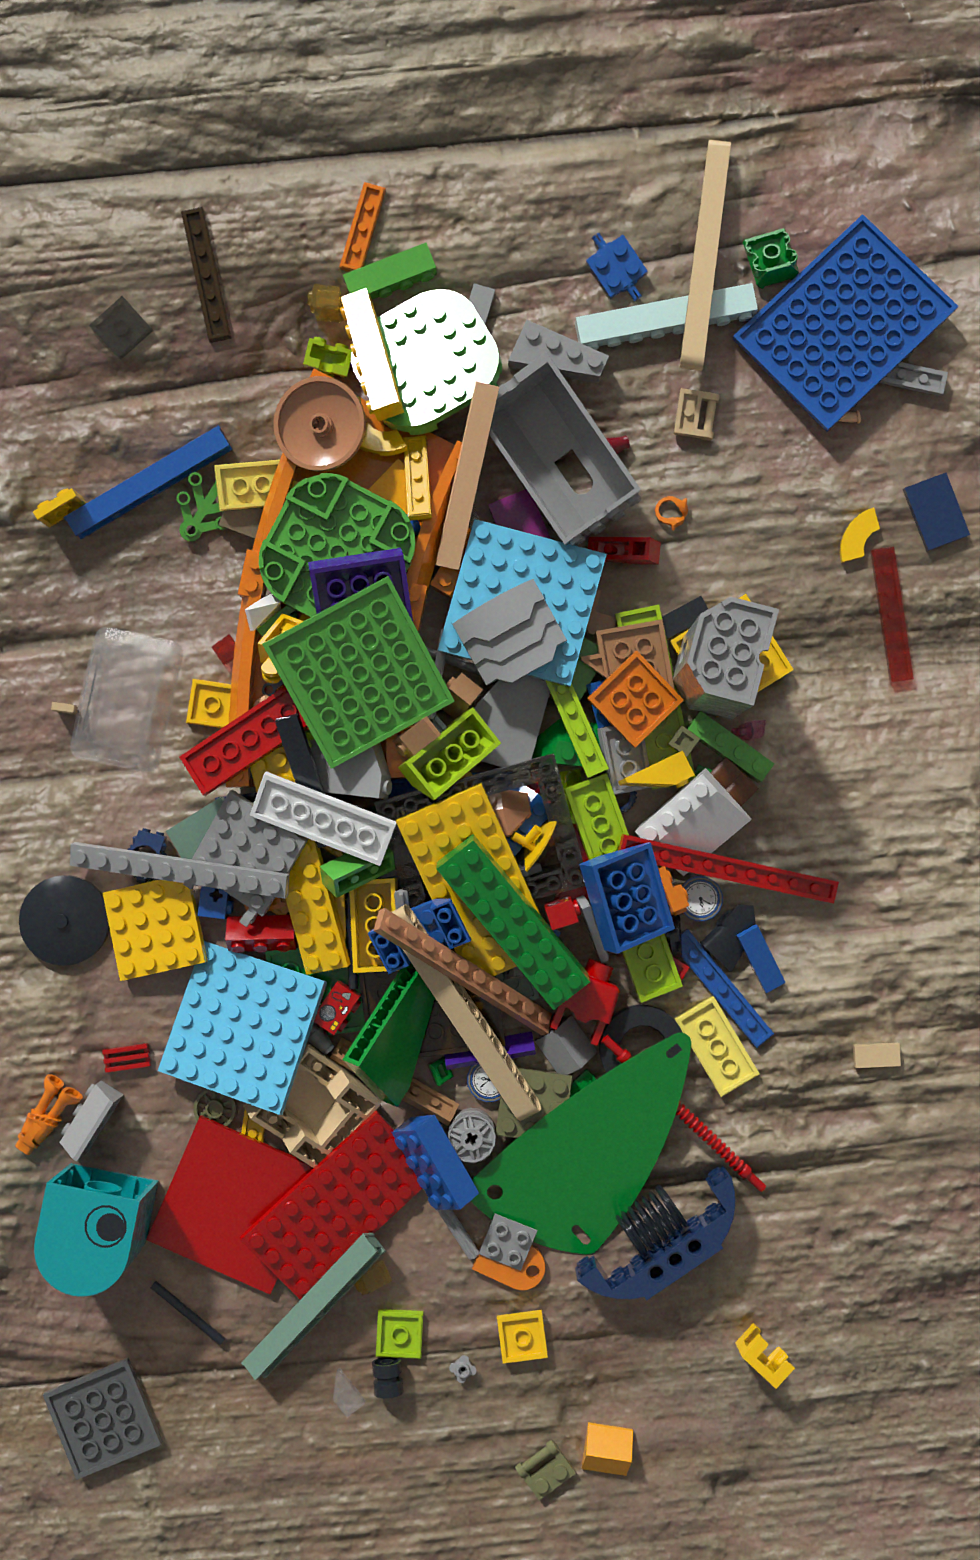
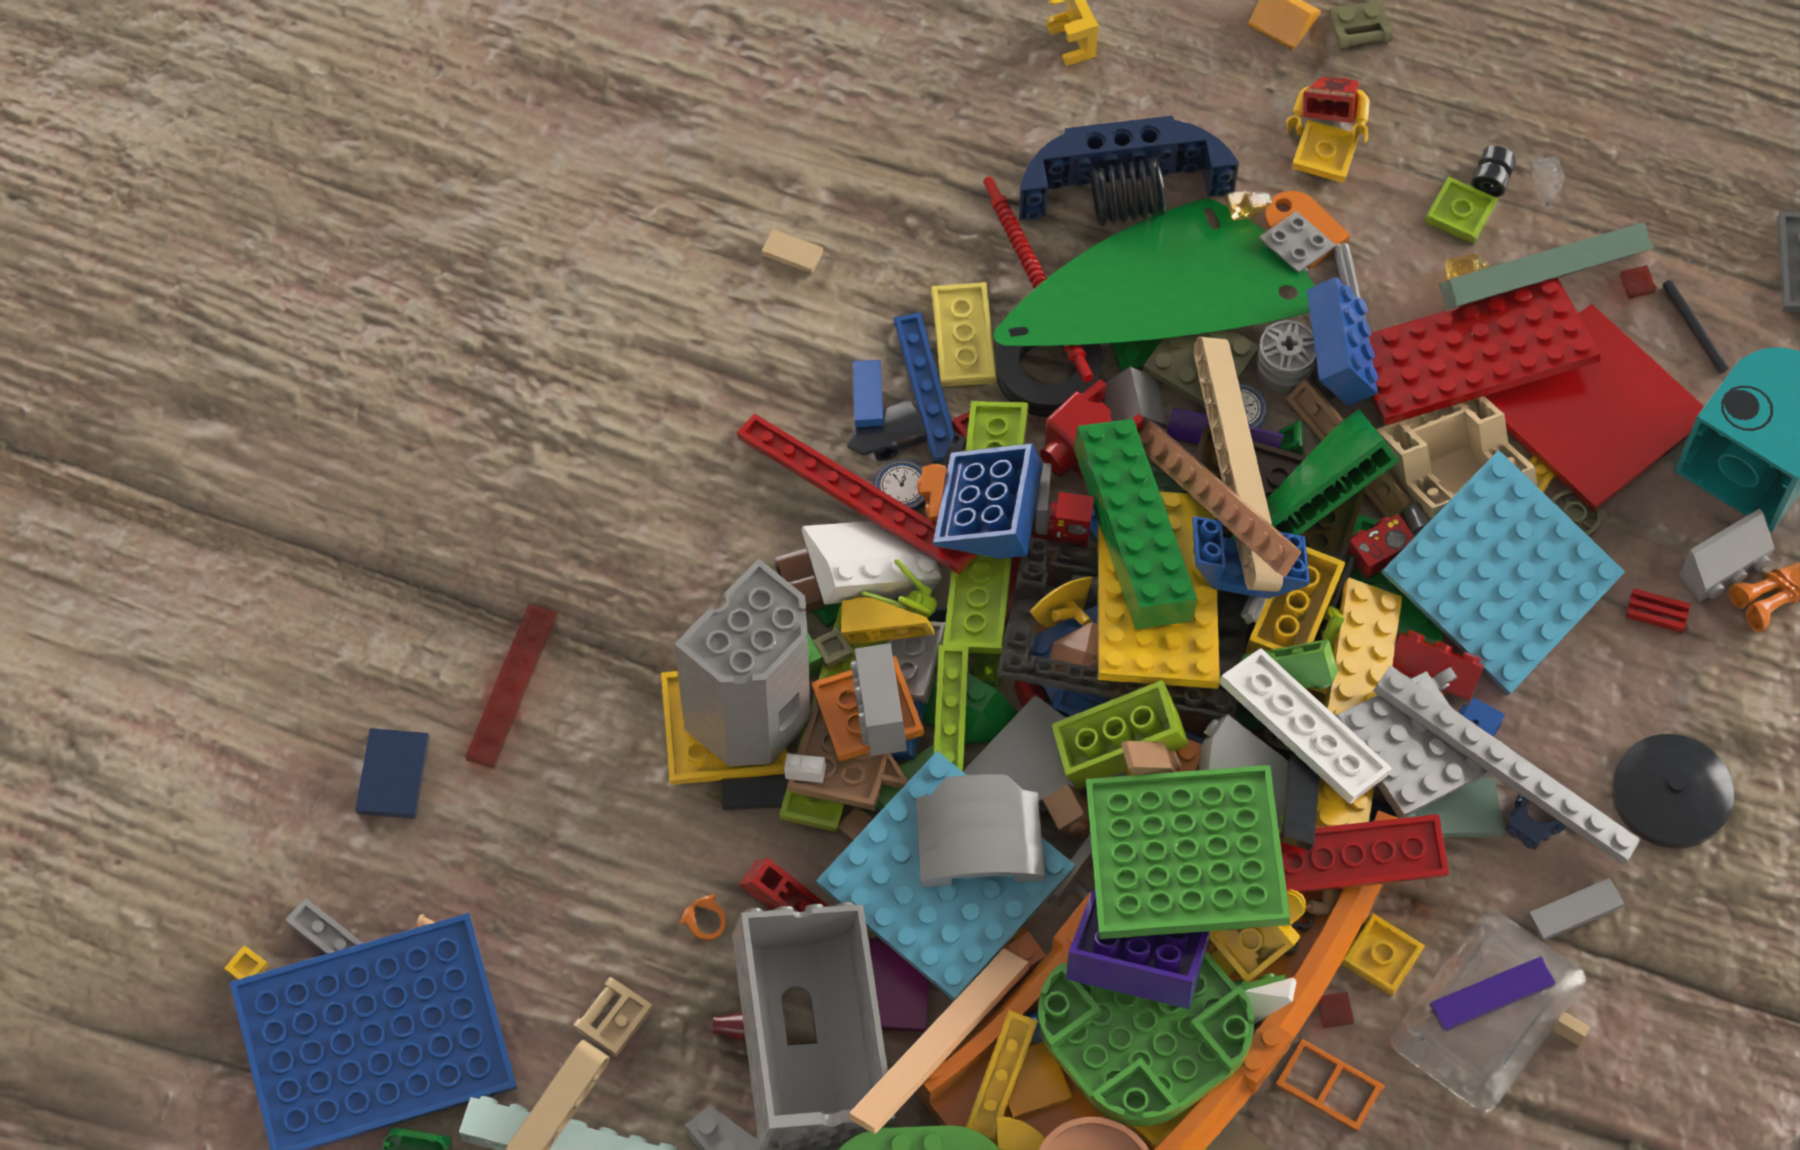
camera: 155 degrees left, 25 degrees down
(96, 798) = (1575, 909): none -> light grey tile
(123, 700) = (1492, 994): none -> dark purple tile
(154, 928) = (1567, 726): yellow plate -> none
(207, 613) = (1318, 1104): none -> orange window
(244, 1332) = (1638, 282): none -> clear red tile
(342, 924) = (1335, 620): none -> lime tile
(456, 1367) = (1406, 155): light grey plate -> none
(533, 1381) = (1333, 101): none -> torso
(561, 1256) = (1247, 205): none -> clear yellow bracket
(627, 696) = (878, 700): none -> light grey brick
(640, 803) = (916, 602): none -> lime plant
(655, 634) = (805, 768): none -> white piece
(856, 534) = (499, 791): yellow tile -> none
(954, 330) = (245, 964): none -> yellow plate

